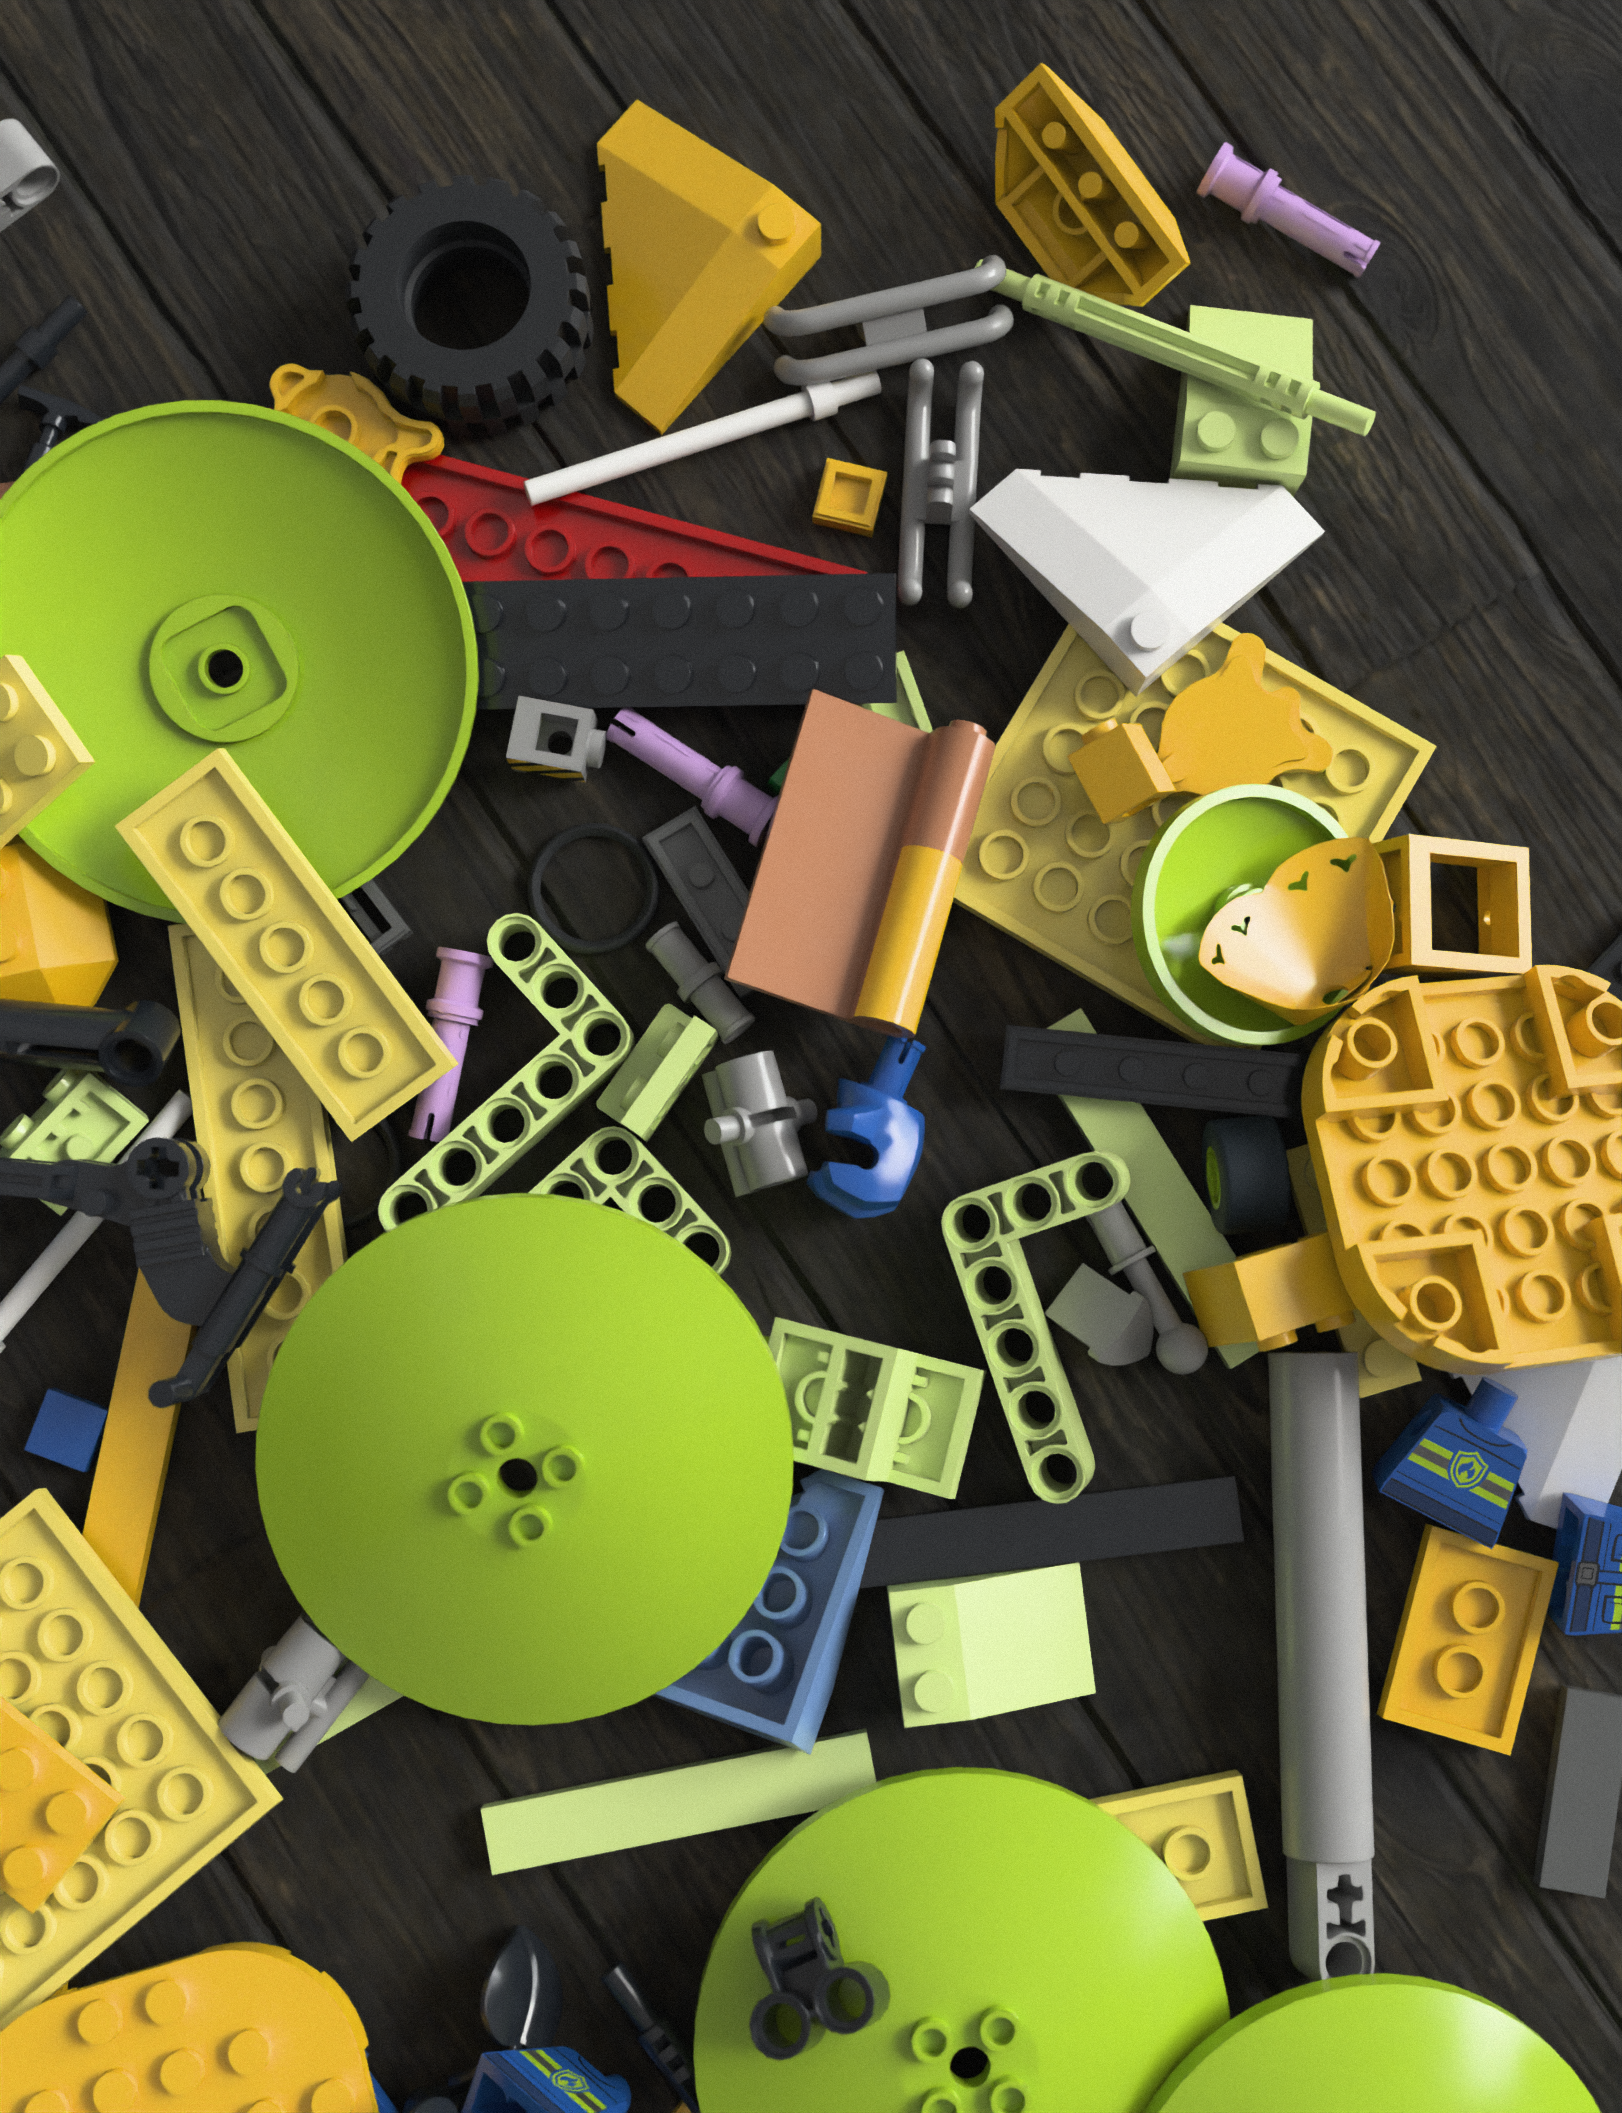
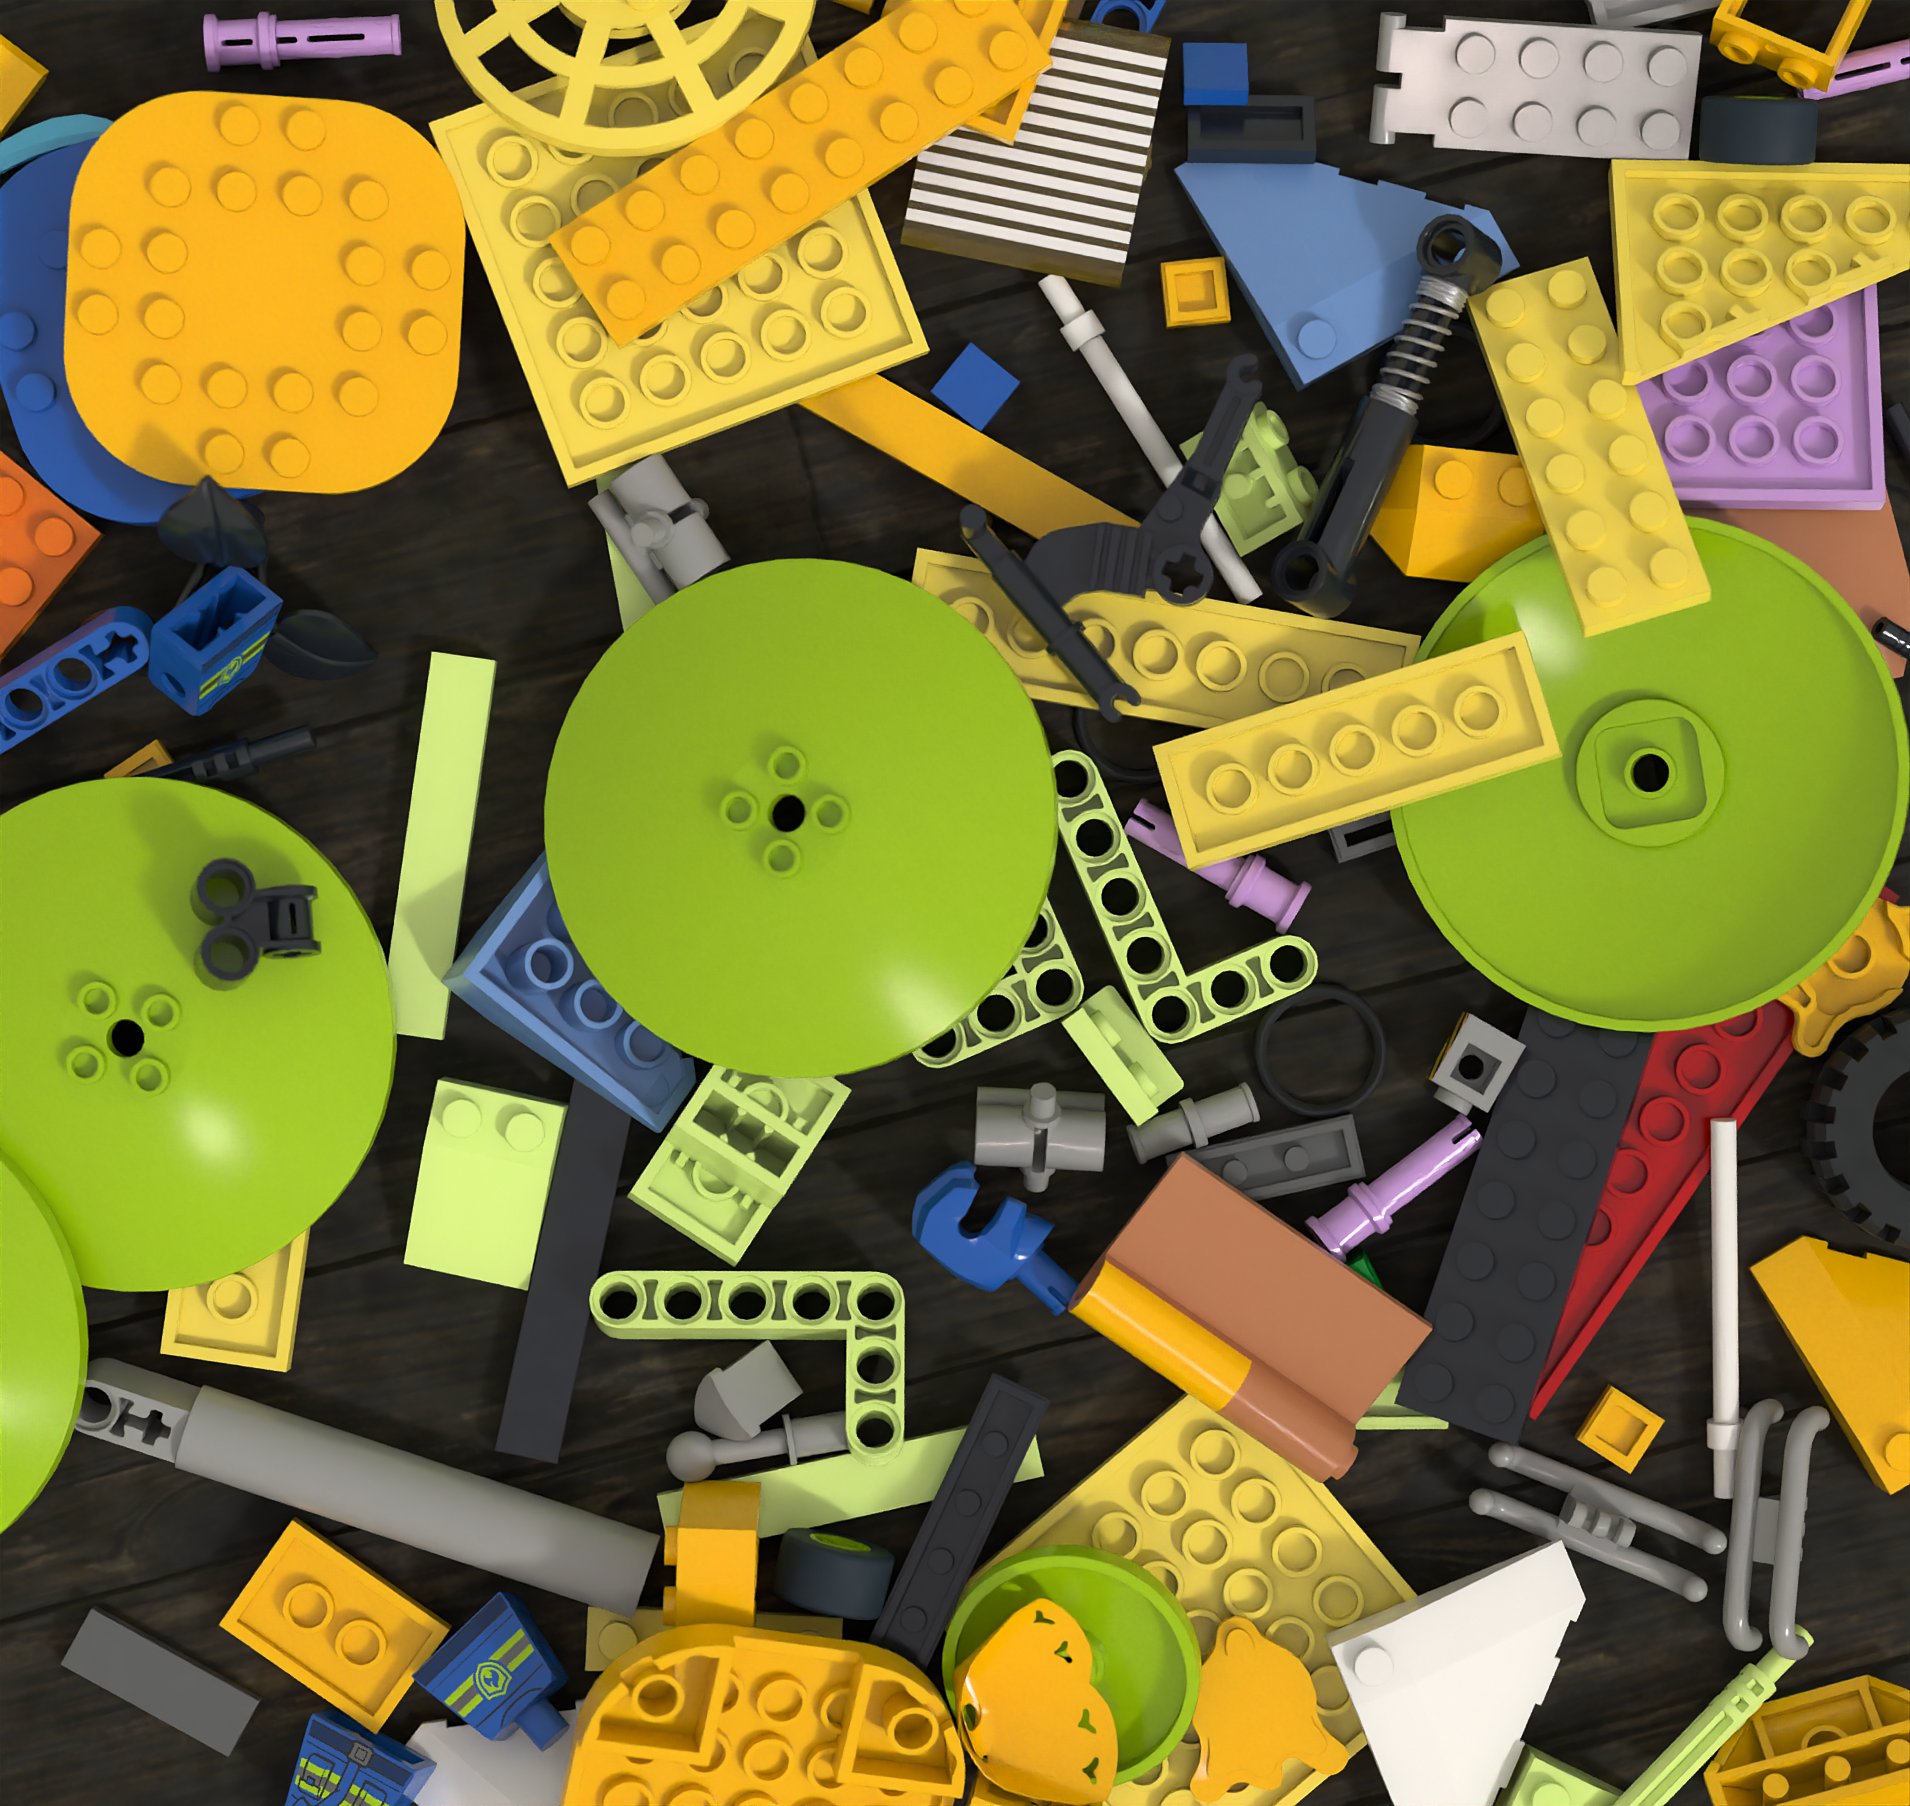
camera: 110 degrees right, 5 degrees up
(1120, 770) = (1253, 1592): yellow brick -> none

